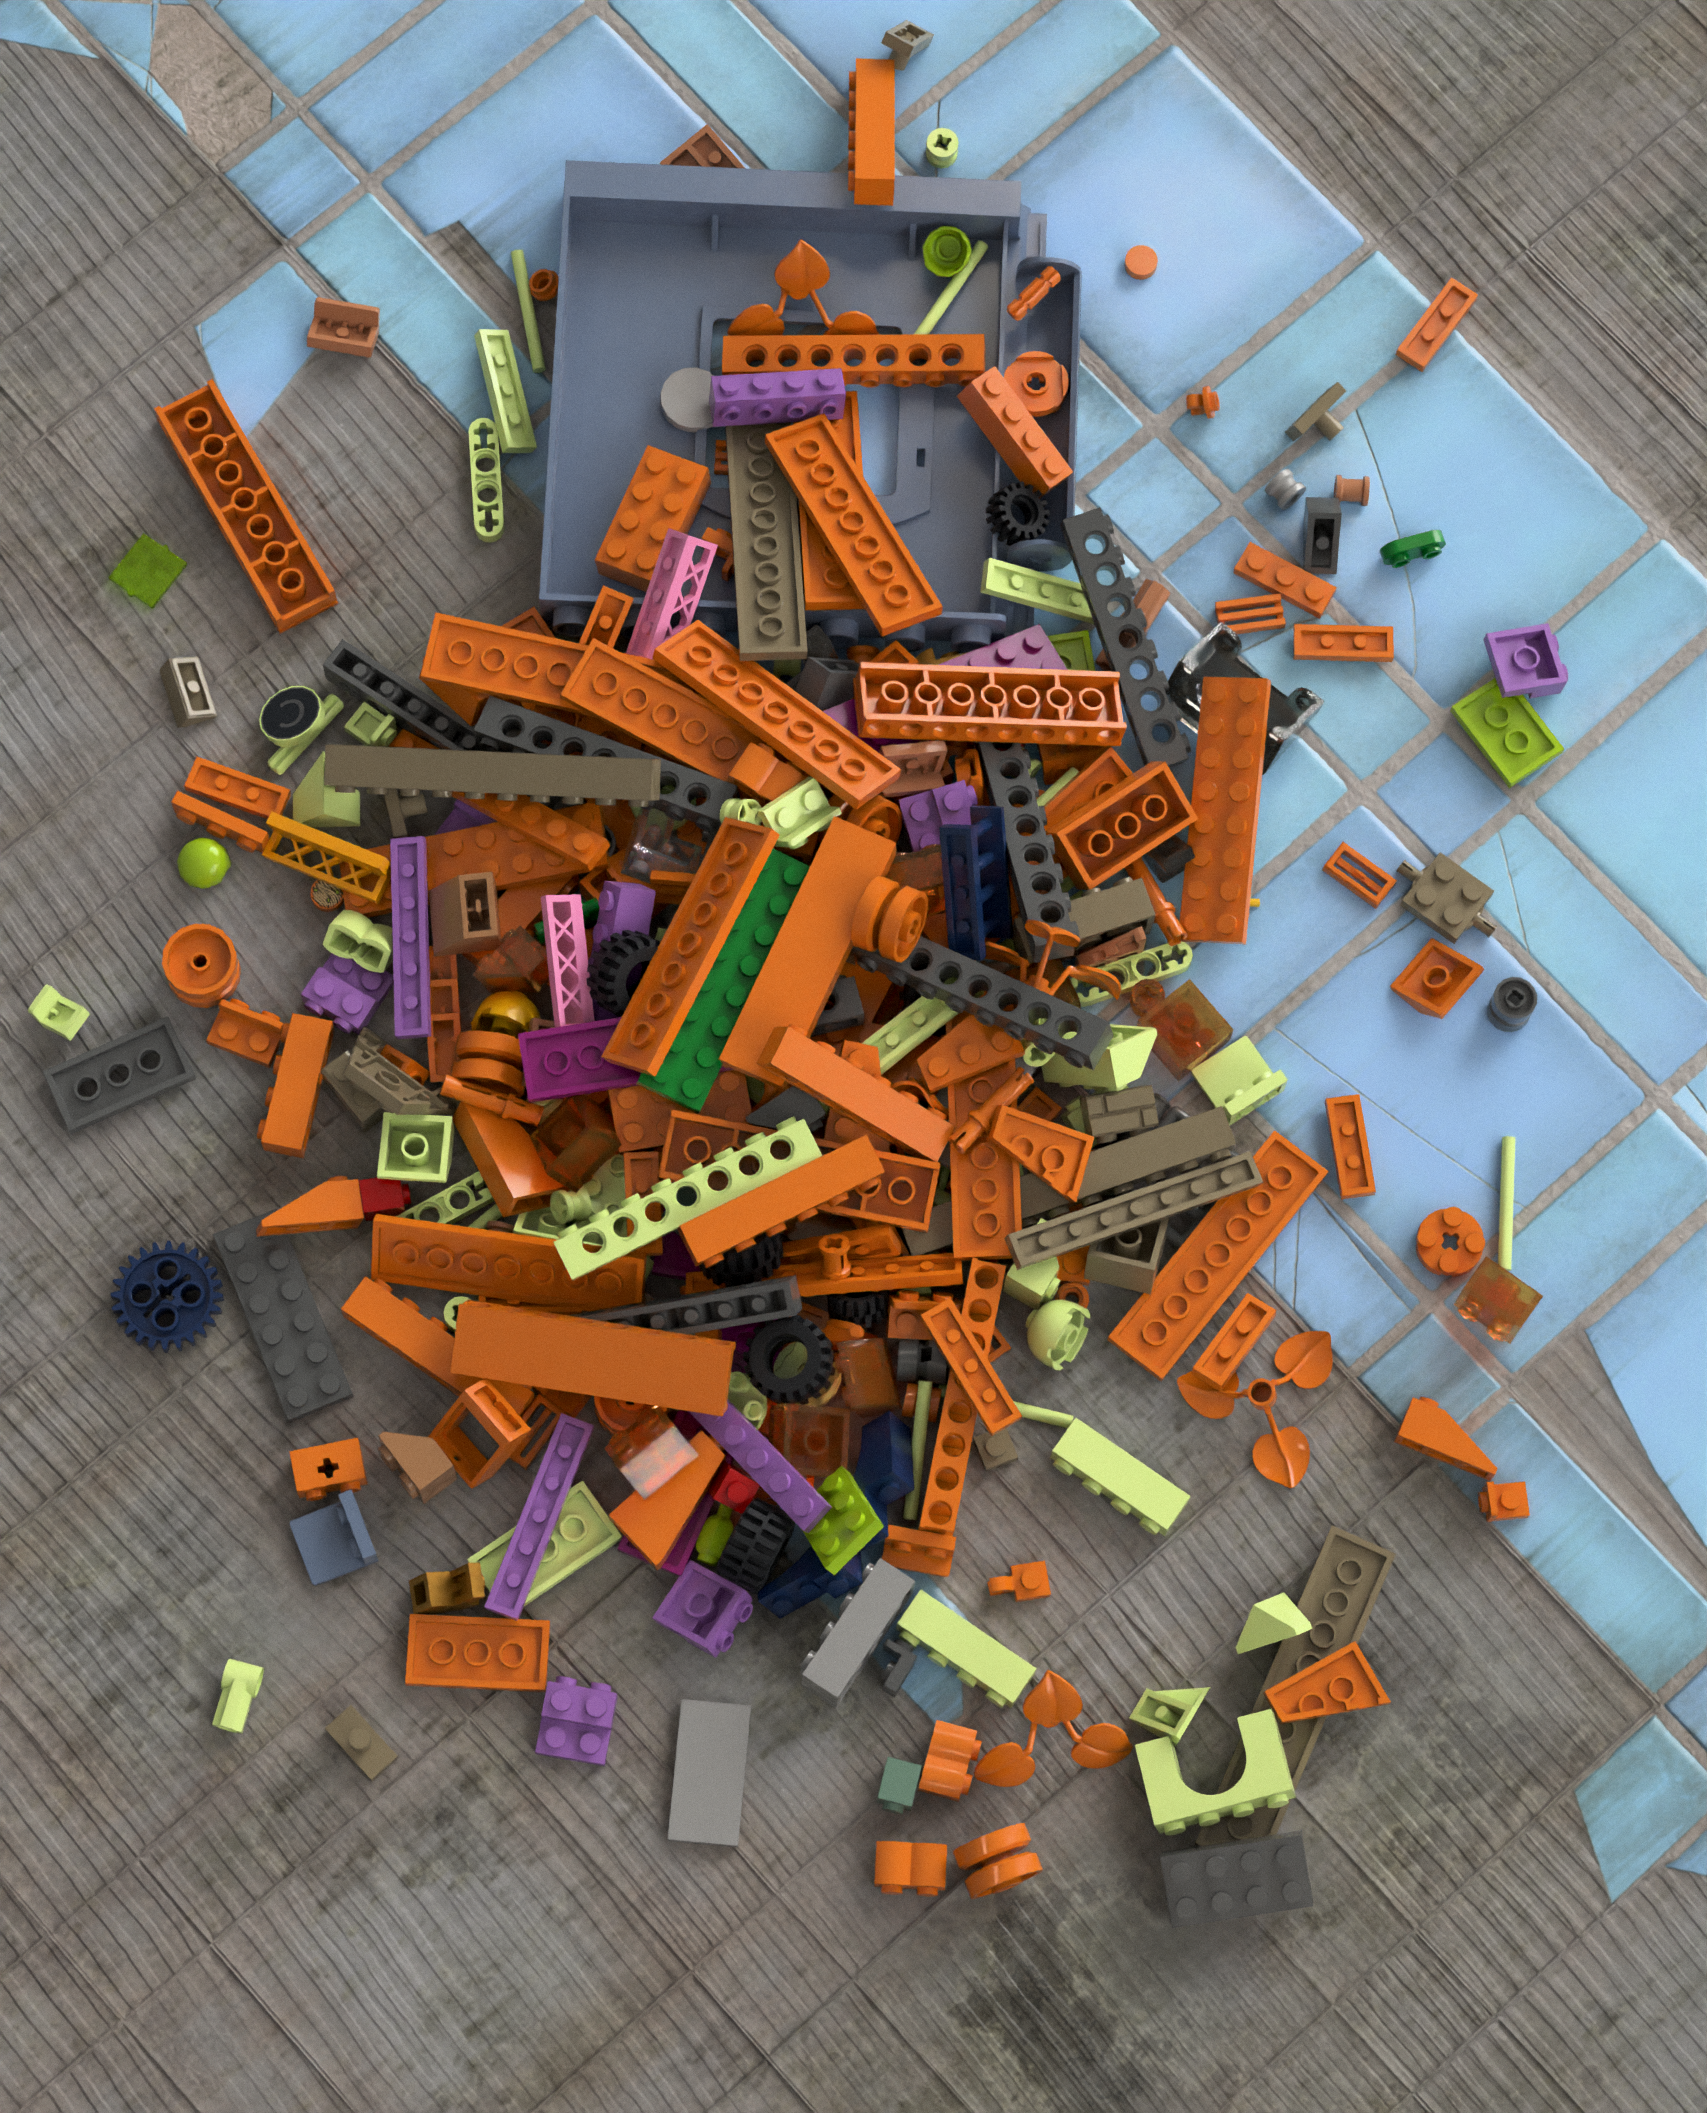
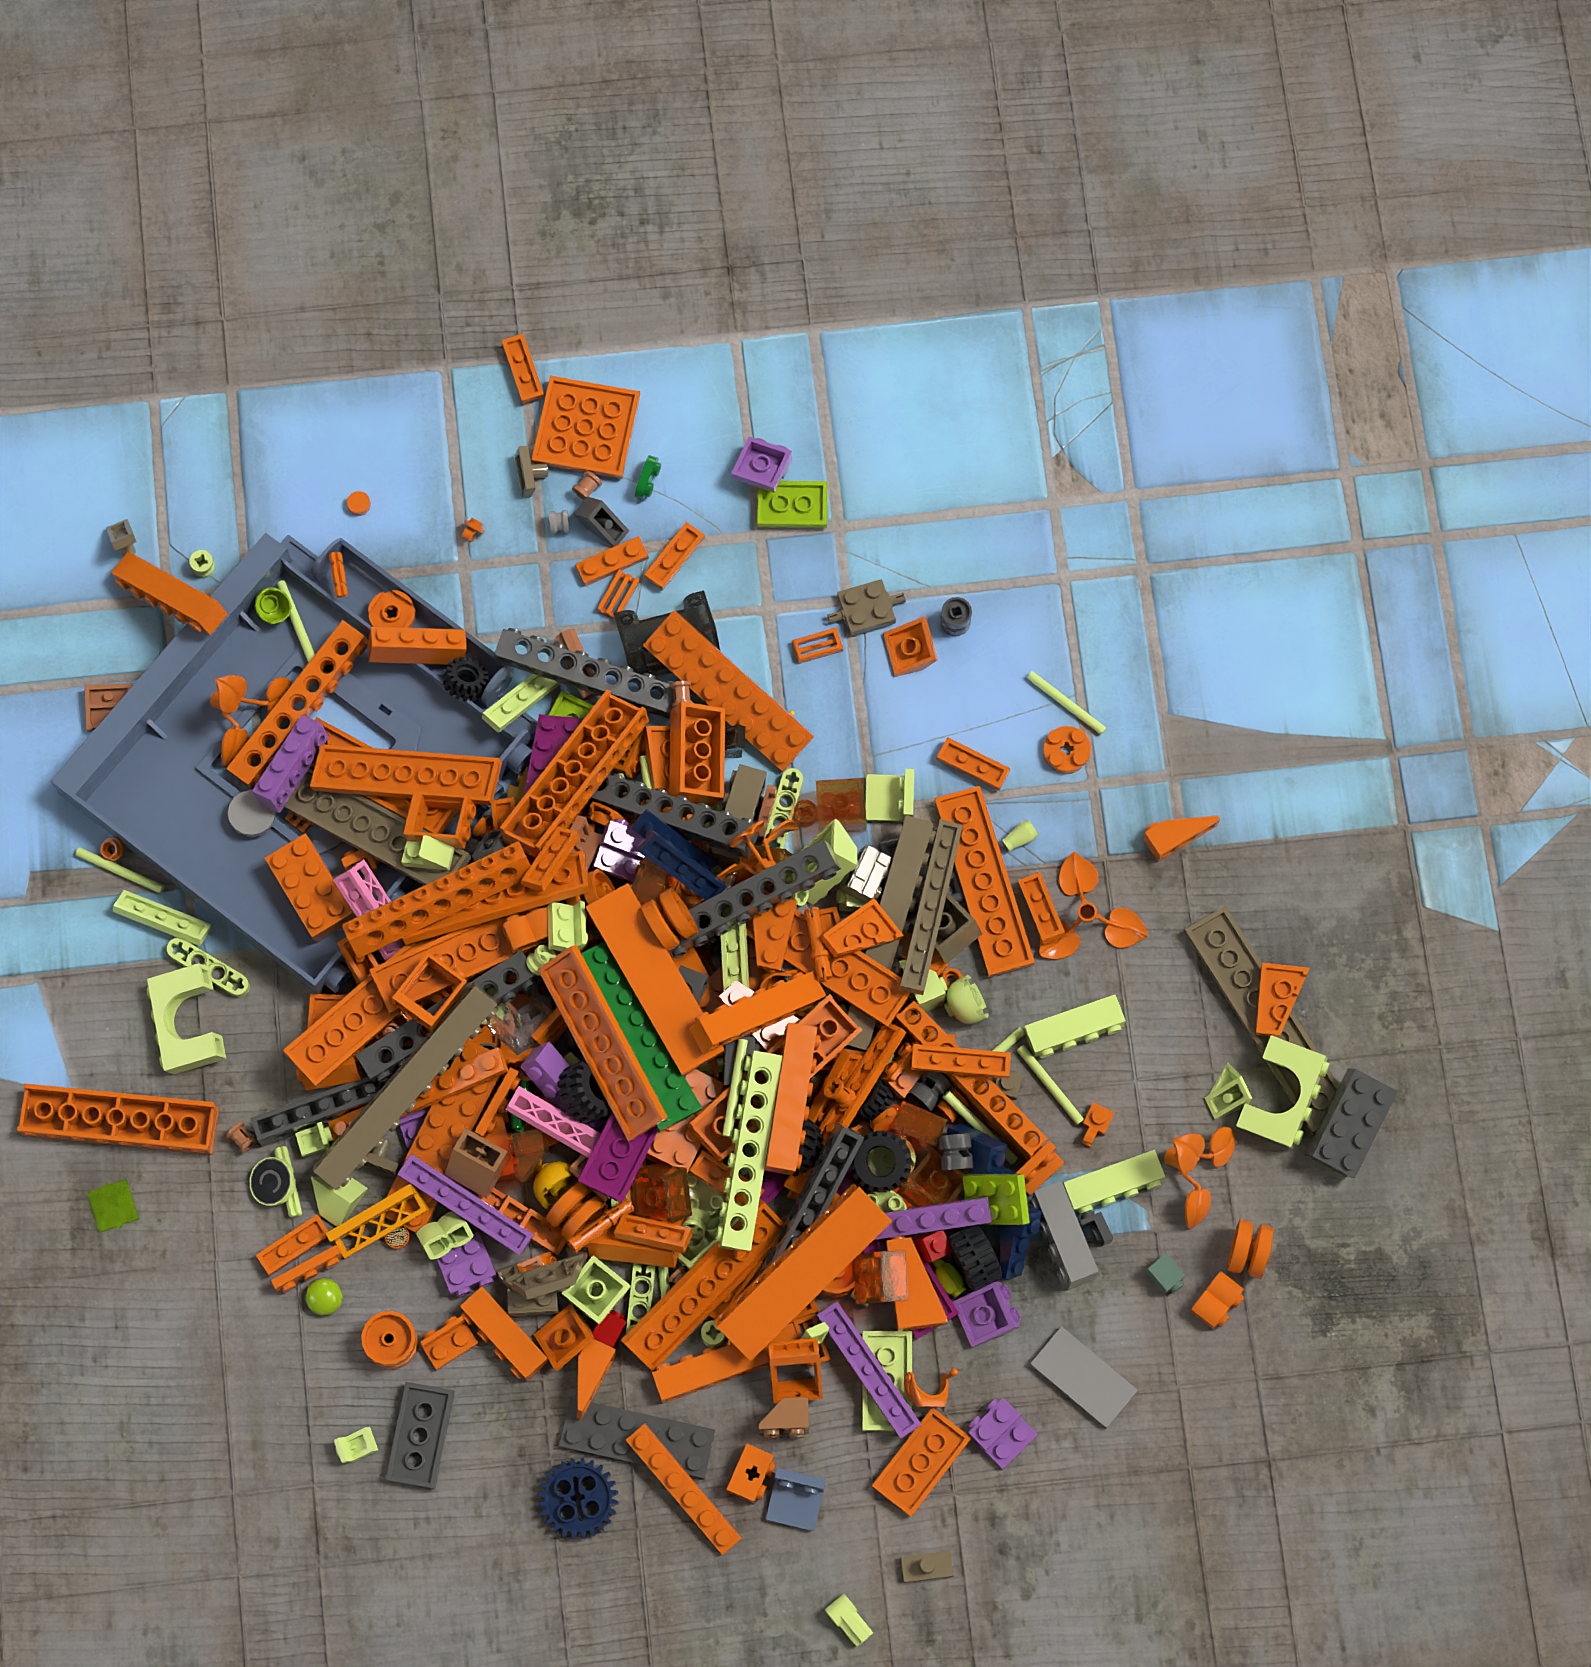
camera: 50 degrees left, 0 degrees up
(187, 691) = (208, 1233): dark tan slope -> none
(258, 1404) = (683, 1489): none -> orange plate
(319, 648) = (241, 1137): none -> nougat bush
(340, 1152) = (564, 1336): none -> orange slope
(344, 327) = (49, 984): nougat bracket -> none
(419, 457) = (166, 995): none -> yellowish green arch
(447, 1590) = (873, 1453): pearl gold brick -> none
(520, 893) = (498, 1102): none -> orange plate
(521, 1162) = (653, 1233): none -> orange plate
(540, 1427) = (818, 1331): none -> yellowish green tile
(548, 1603) = (922, 1399): none -> orange helmet
(615, 690) = (413, 1009): none -> orange window
(726, 654) = (437, 900): none -> orange brick
(742, 1134) = (735, 1088): none -> yellowish green bar
(773, 609) = (428, 854): none -> yellowish green slope
(823, 562) = (418, 810): none -> orange window
(861, 1436) = (956, 1151): none -> dark grey wheel
(863, 740) = (550, 859): none -> orange plate
(948, 1761) = (1170, 1236): orange brick -> none
(1030, 1498) = (1050, 1085): none -> yellowish green bar
(1164, 910) = (772, 769): orange pin -> none
(1180, 757) = (681, 692): none -> nougat bush
(1272, 1622) = (1220, 1000): yellowish green slope -> none
(1304, 1259) = (1020, 835): none -> yellowish green cone
(1421, 441) = (586, 427): none -> orange plate
(1497, 1301) = (1122, 747): clear orange brick -> none
(1504, 1501) = (1235, 826): orange bracket -> none

